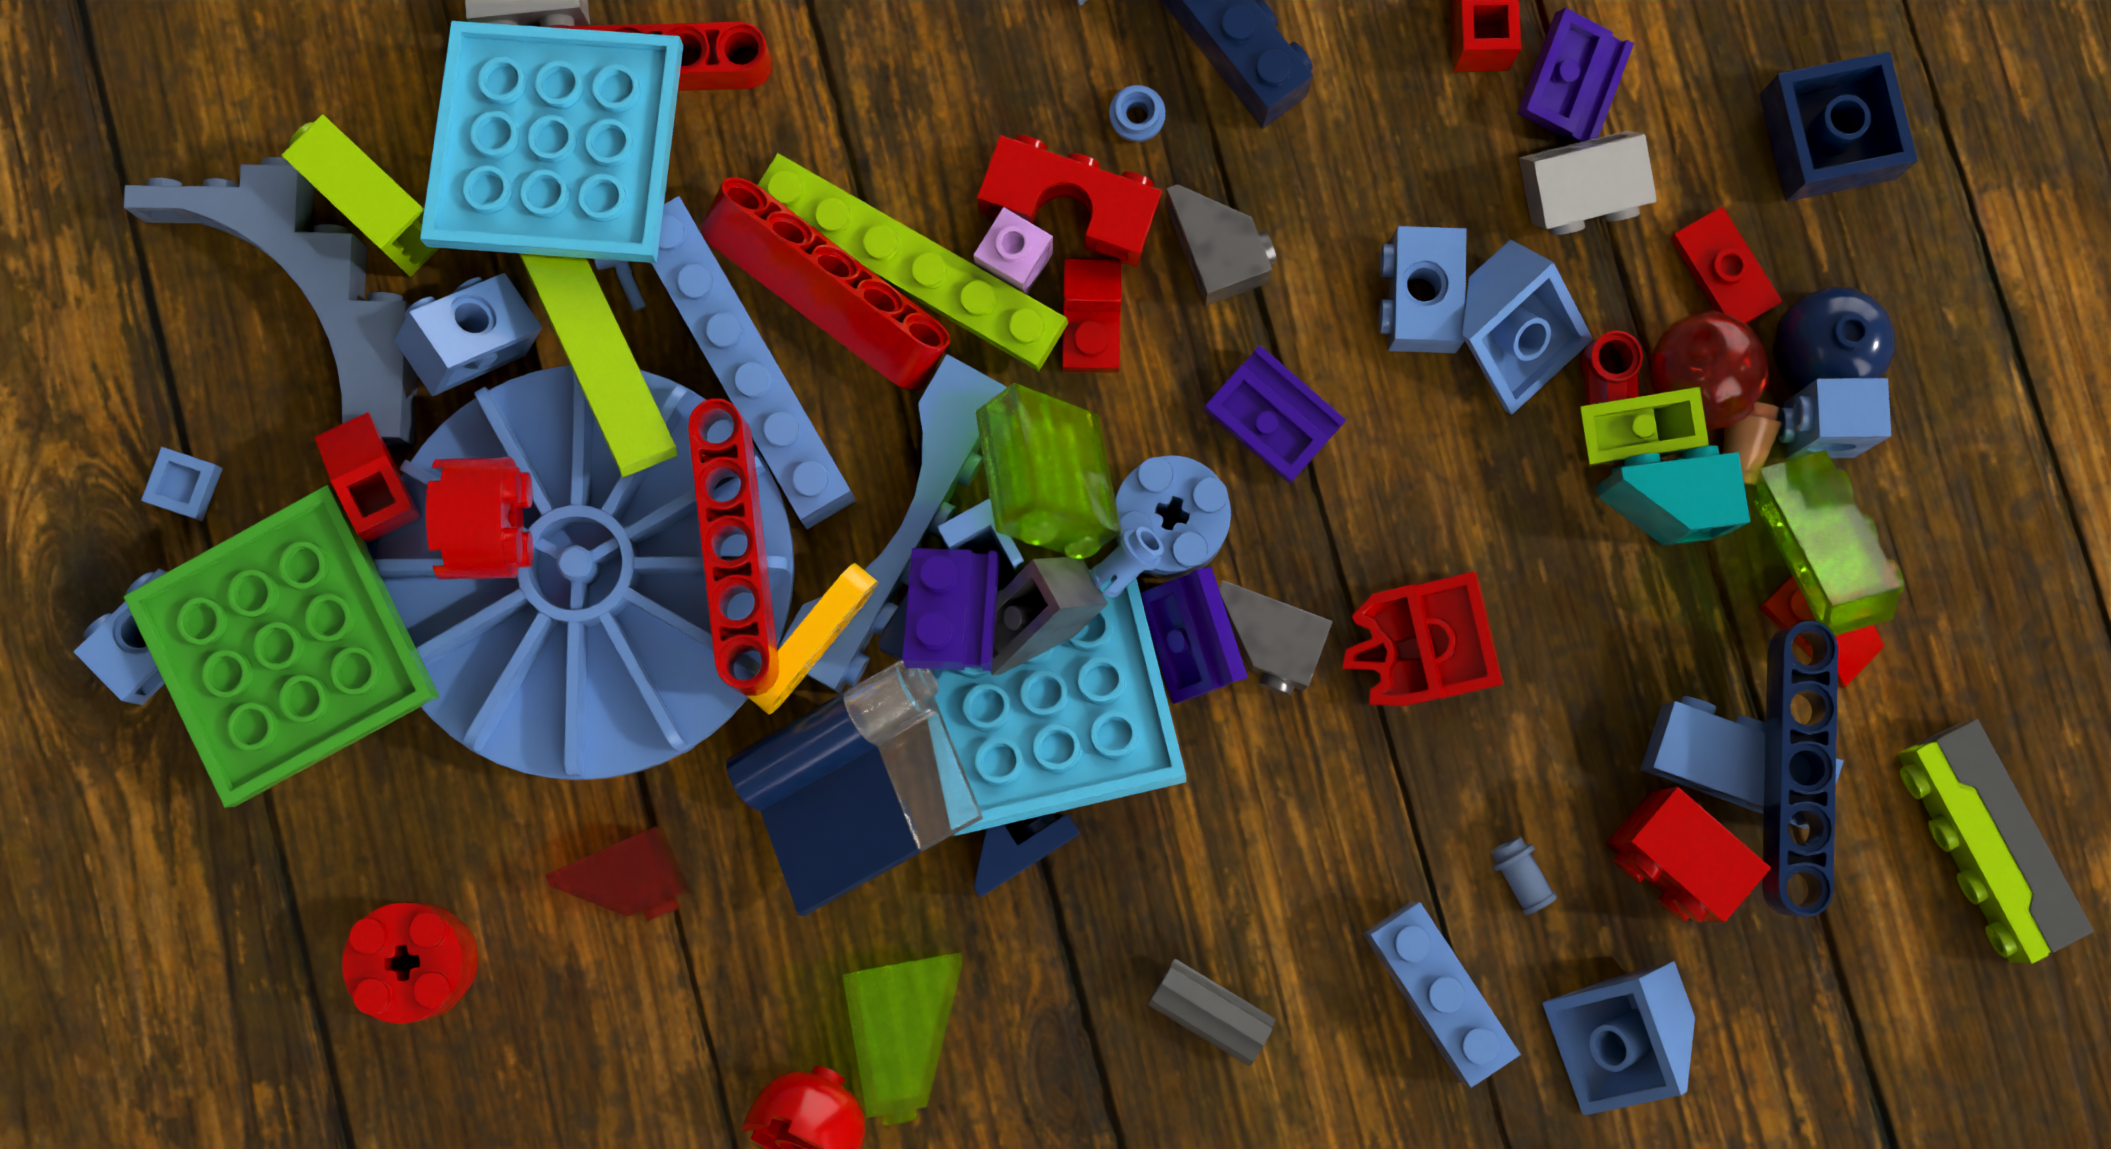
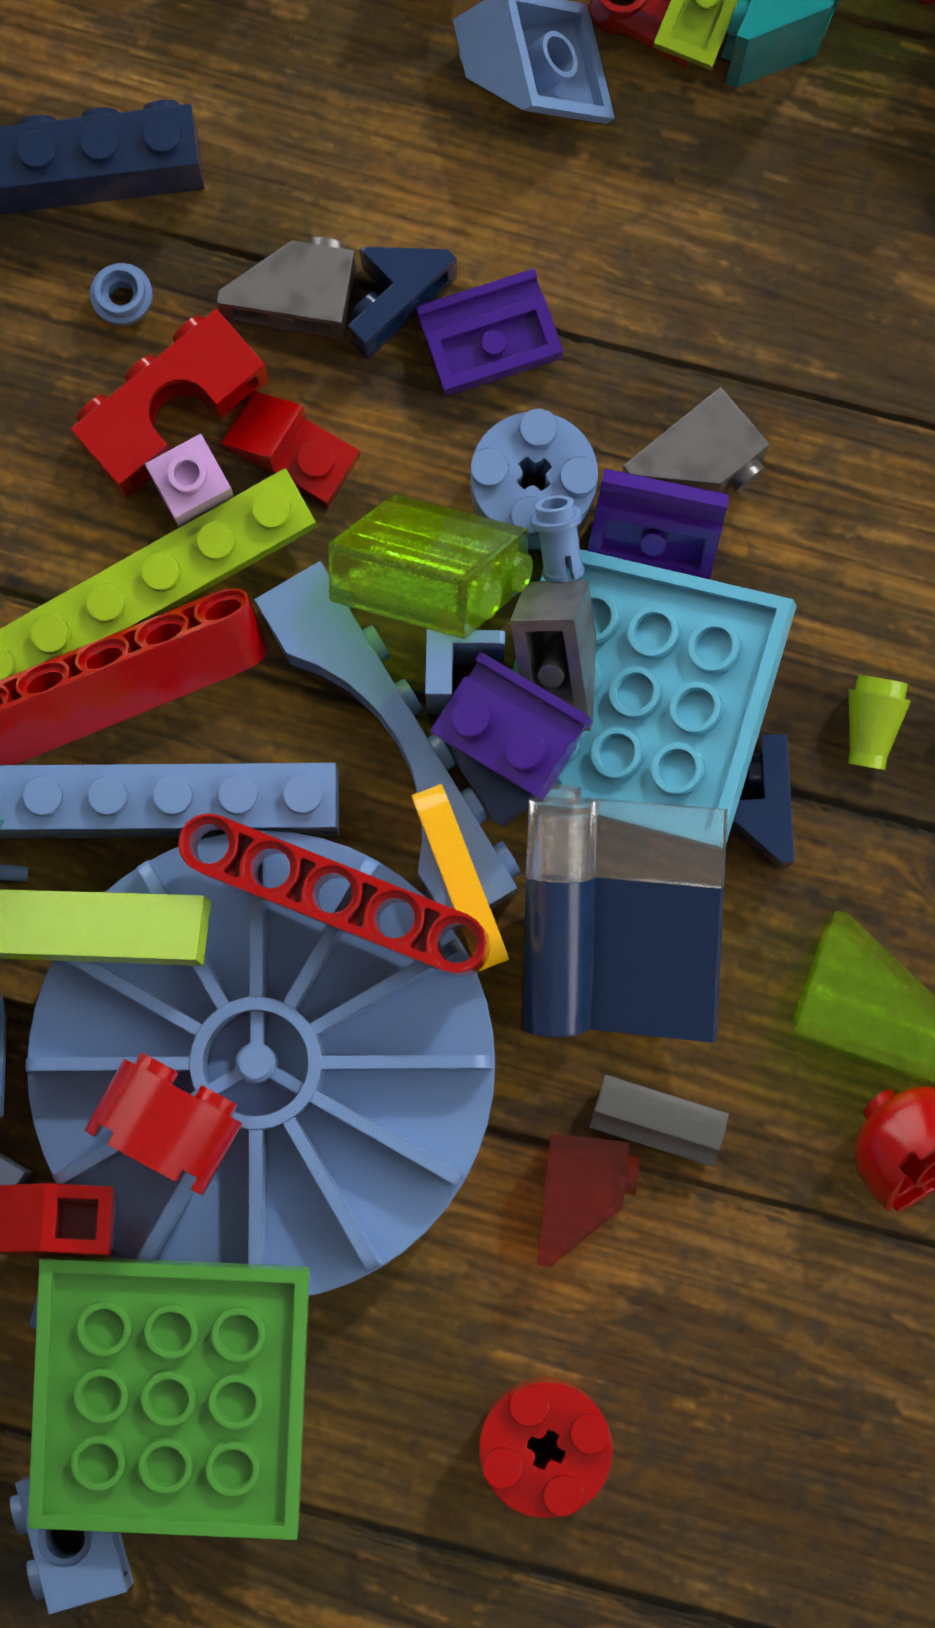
camera: 60 degrees left, 0 degrees up
(717, 906) = (659, 1120): none -> dark grey axle
(1138, 899) = (874, 719): none -> lime cone
(1278, 331) = (408, 280): none -> dark blue slope
(1427, 642) = (786, 316): red plate -> none
(1439, 259) = (438, 94): medium blue brick -> none

